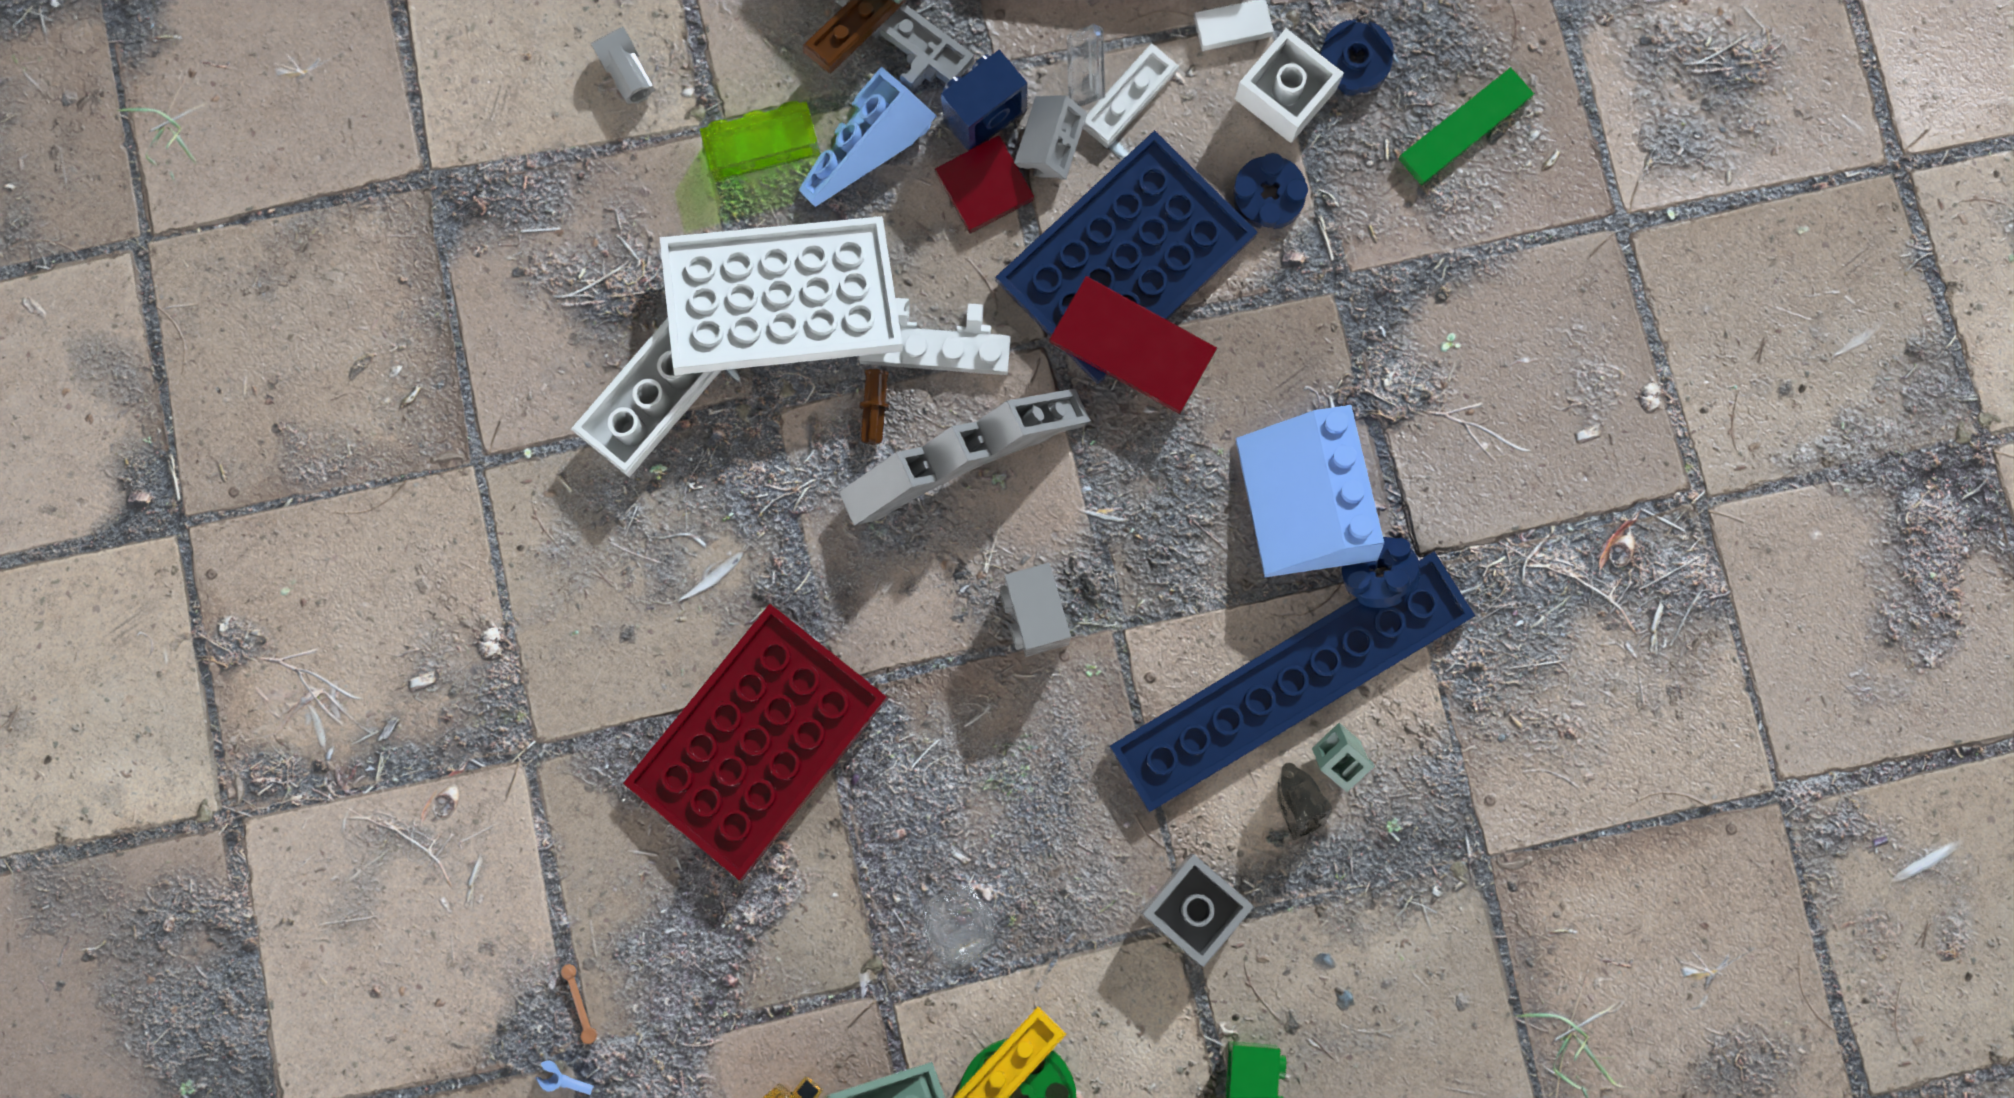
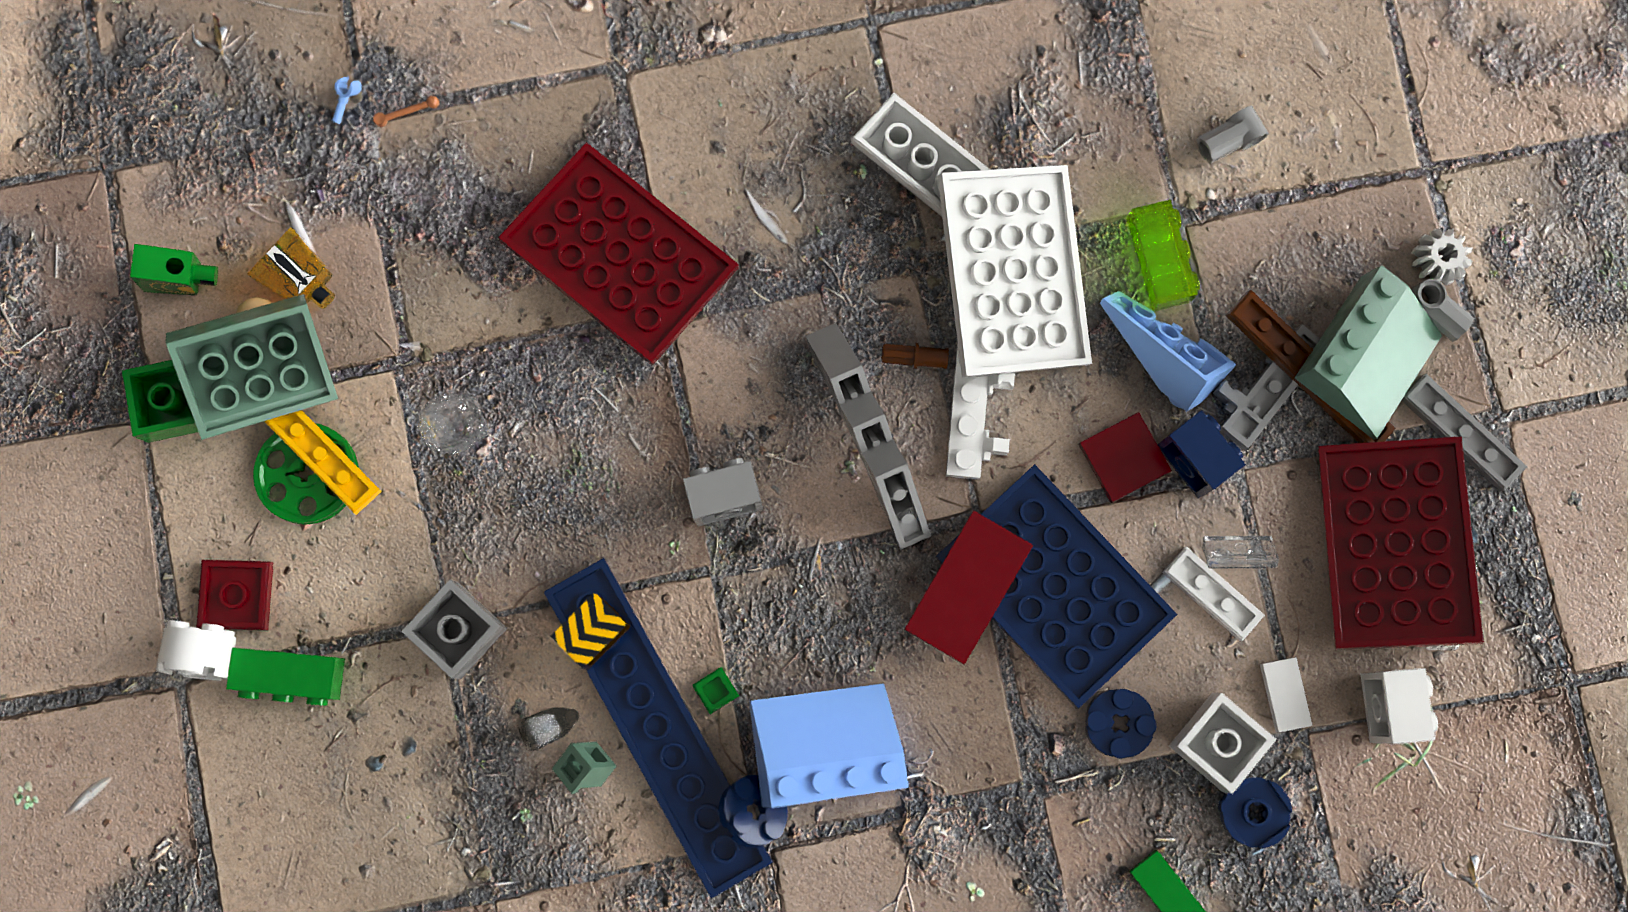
camera: 90 degrees right, 0 degrees up
(1051, 136) = (1170, 518): light grey hinge -> none
(1196, 751) = (590, 631): none -> piece
(1250, 619) = (715, 690): none -> green tile

